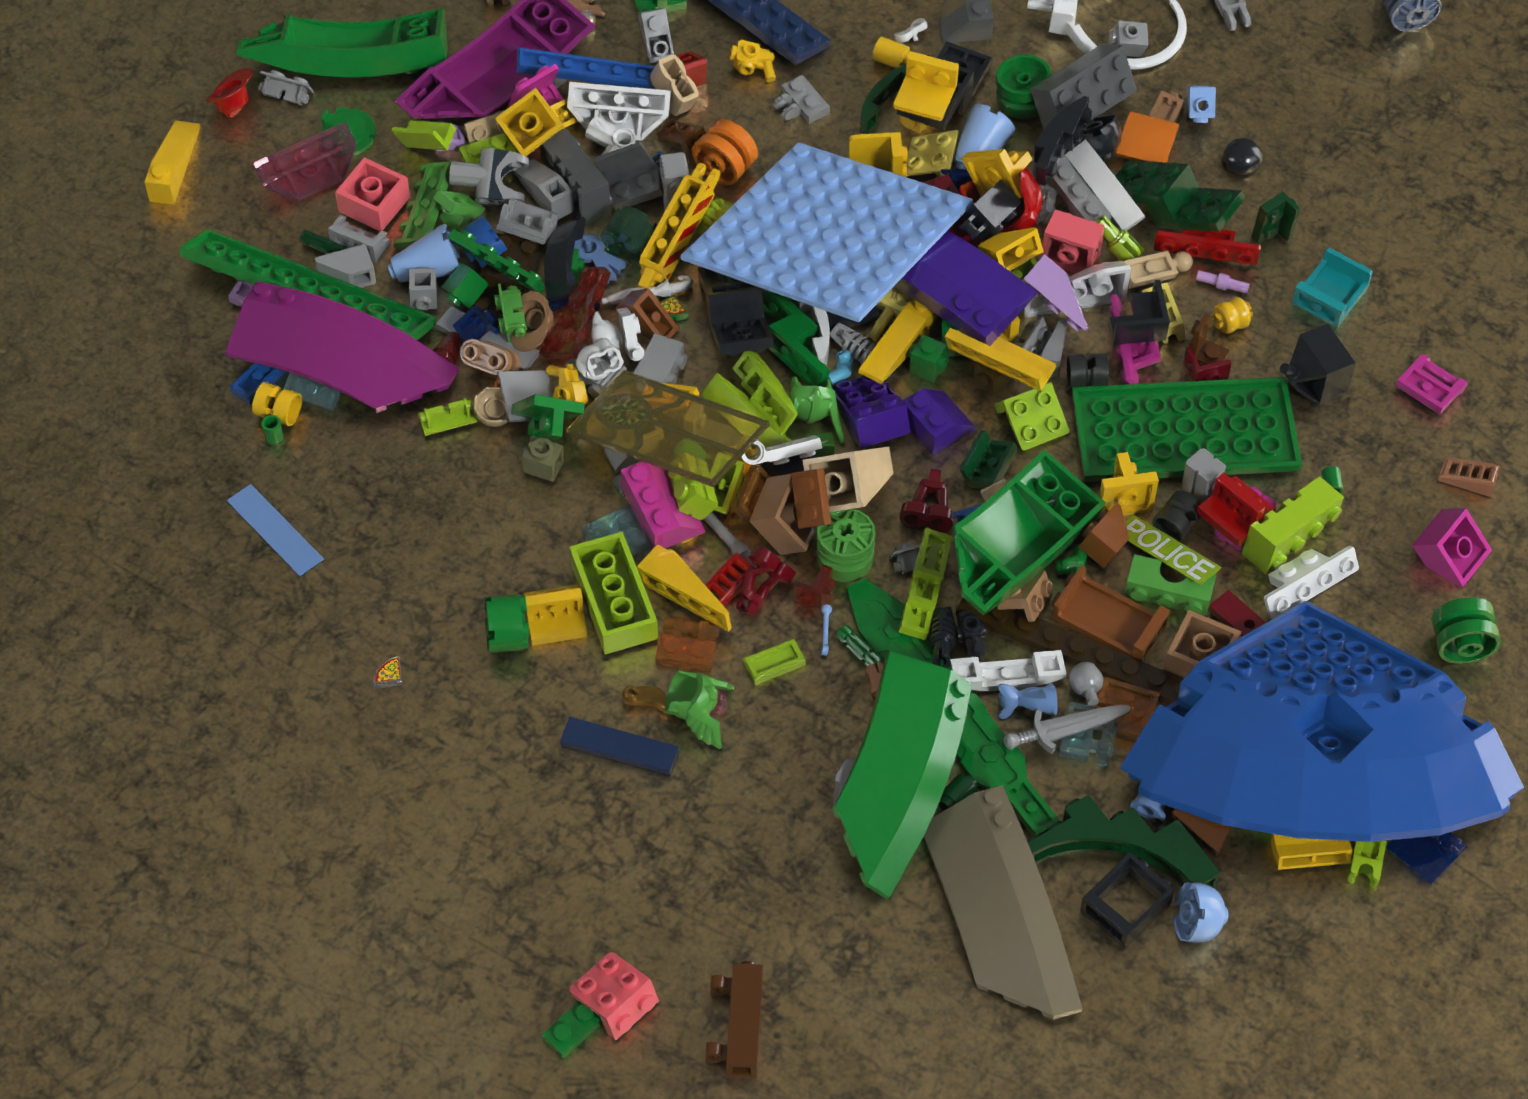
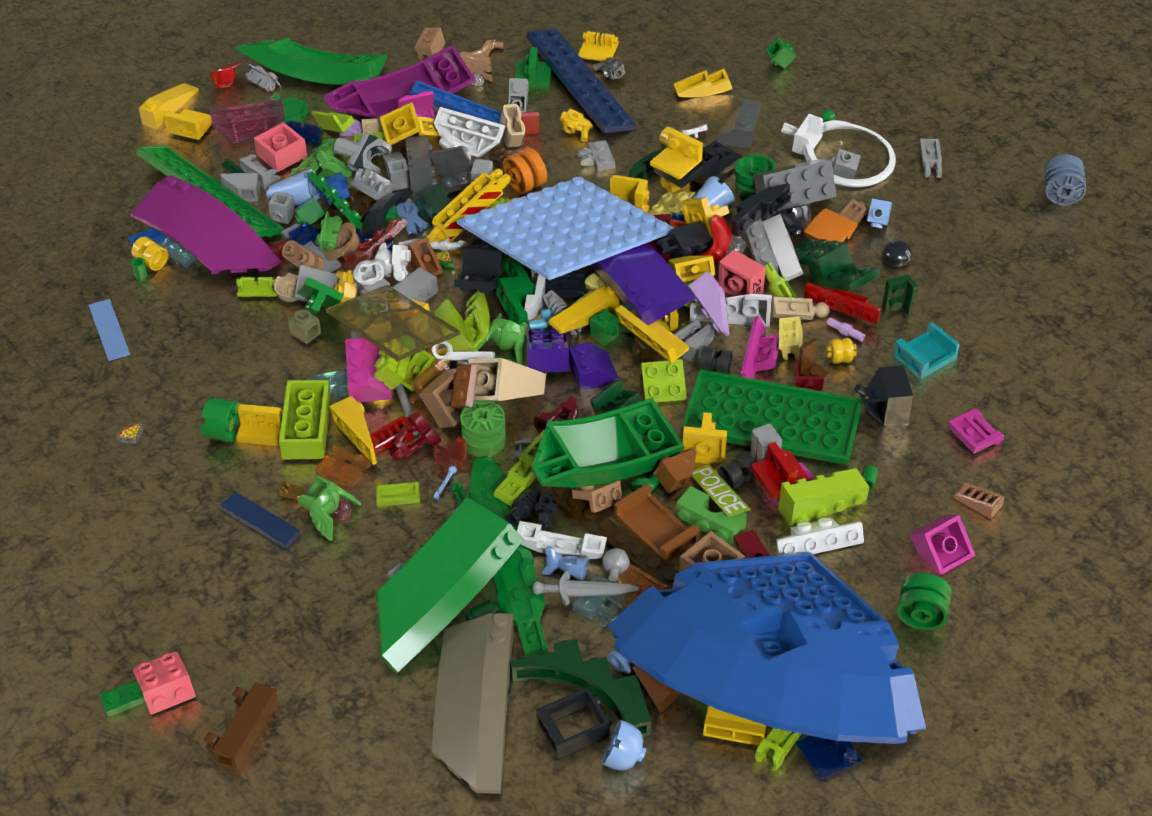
camera: 20 degrees right, 10 degrees down
(221, 185) = (188, 123): none -> yellow bracket
(397, 160) = (310, 133): none -> clear blue hinge
(1148, 322) = (769, 339): black panel -> none

